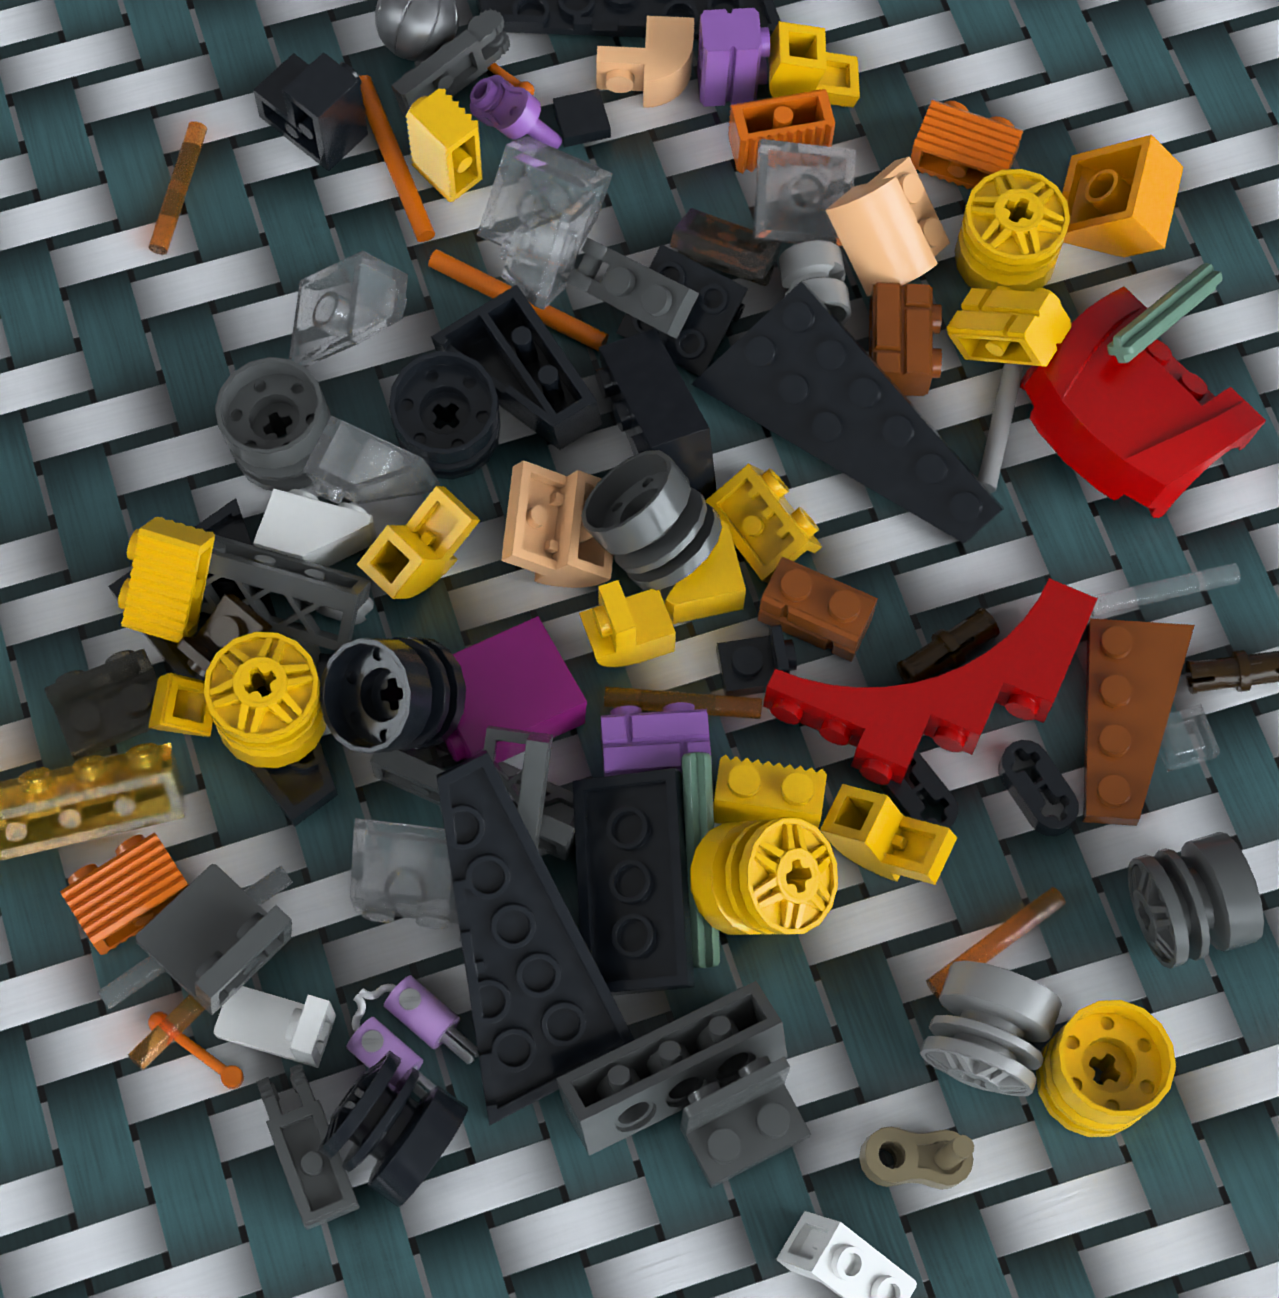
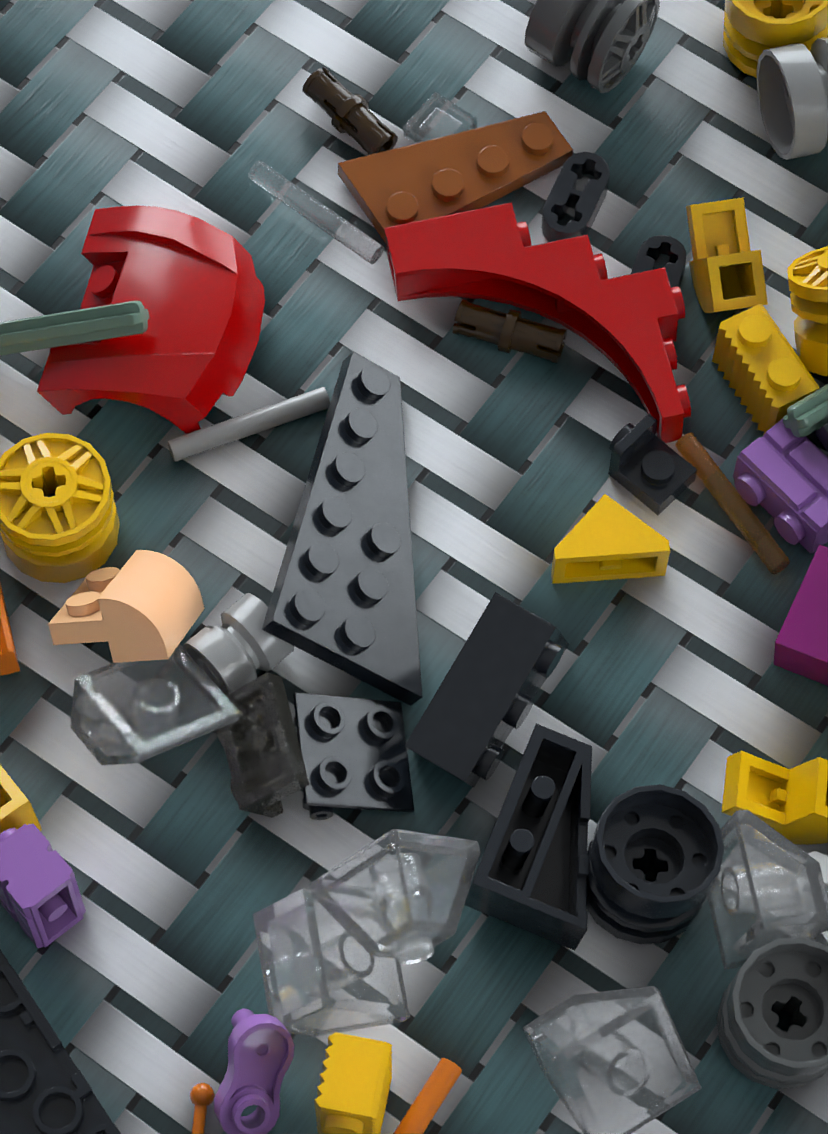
camera: 125 degrees left, 5 degrees down
(493, 287) = (458, 951): orange bar -> none
(547, 528) = (664, 695): light nougat brick -> none
(581, 118) = (194, 1012): black tile -> none
(629, 627) = (714, 574): yellow brick -> none
(634, 288) = (370, 782): dark grey plate -> none
(651, 520) = (627, 624): dark grey wheel -> none
(658, 69) = (78, 964): light nougat brick -> none
(763, 520) = (513, 541): yellow bracket -> none
(787, 118) = (82, 786): orange brick -> none
(817, 608) = (566, 441): dark orange brick -> none
(902, 335) = (233, 542): dark orange brick -> none
(1004, 935) = (729, 157): clear orange bar -> none
(1009, 326) = (162, 446): yellow brick -> none

